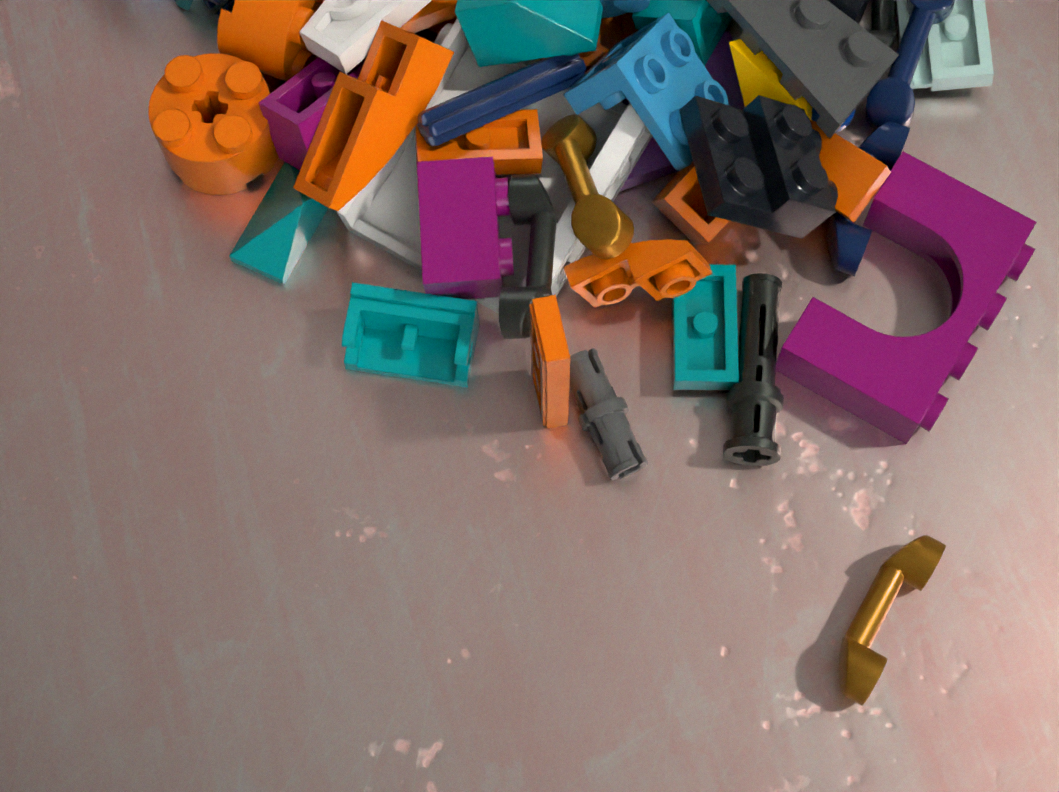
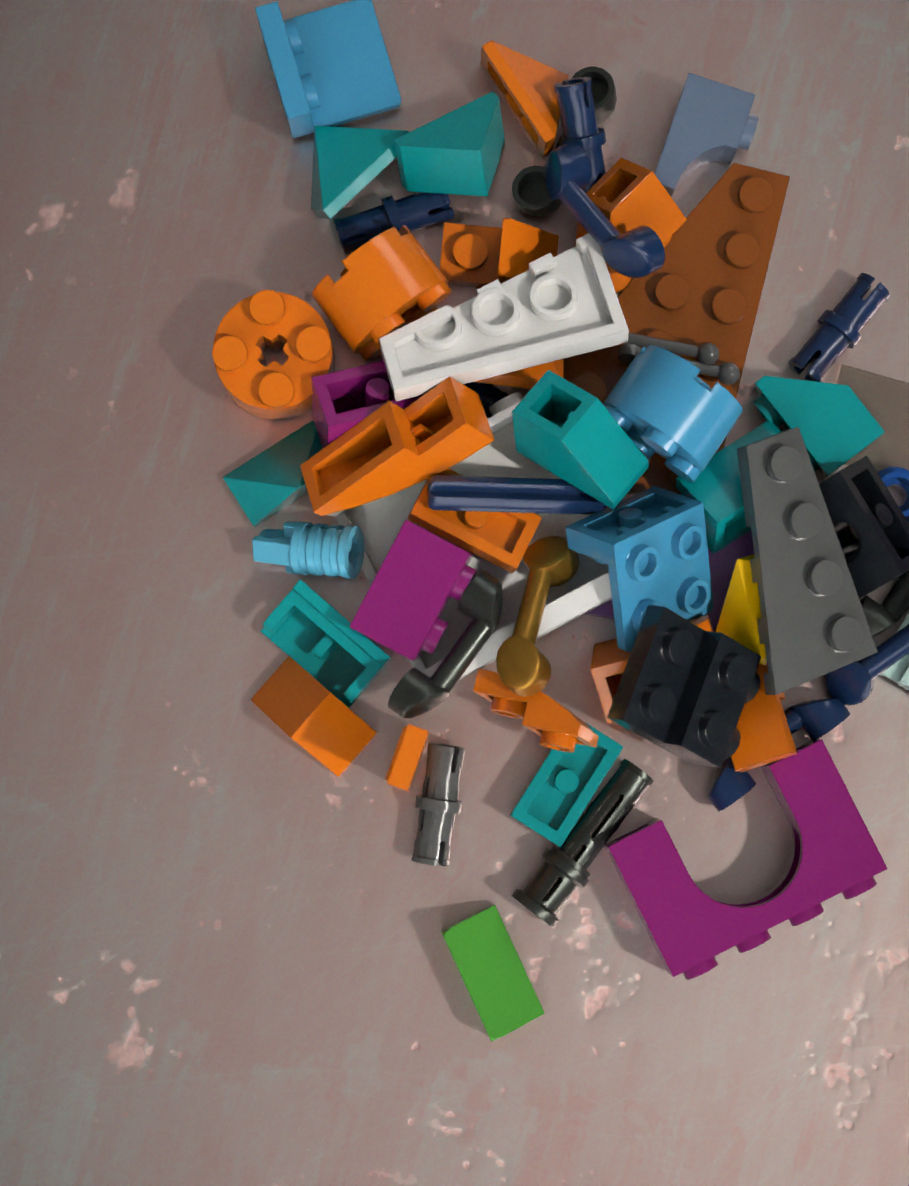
camera: 25 degrees right, 15 degrees up
(349, 259) = (312, 549): none -> medium azure hinge
(439, 405) = (313, 716): none -> orange slope
(750, 536) = (492, 972): none -> bright green slope
(858, 663) = (599, 1073): pearl gold bar -> none

